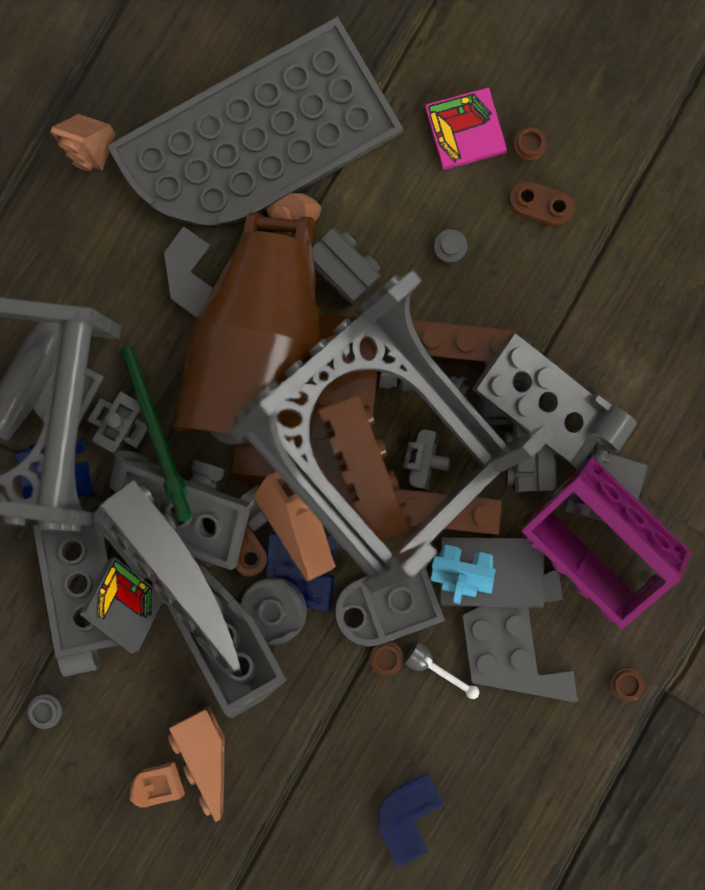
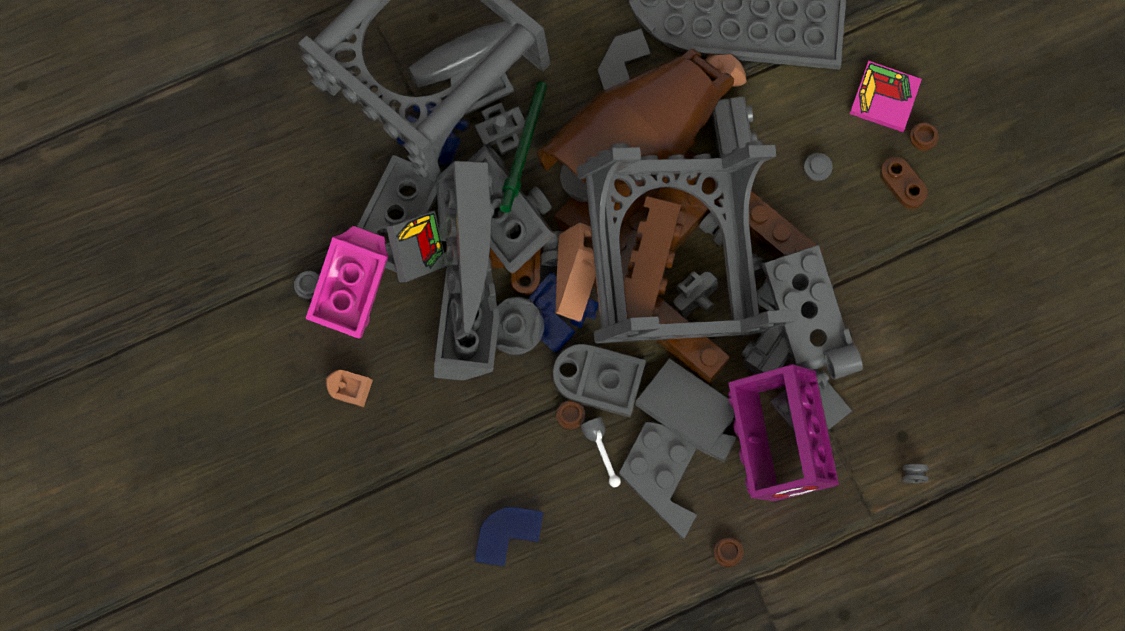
camera: 30 degrees right, 10 degrees down
(82, 687) = (349, 281): none -> dark pink slope
(203, 748) = (399, 385): nougat slope -> none
(463, 577) = (665, 389): medium azure hips -> none

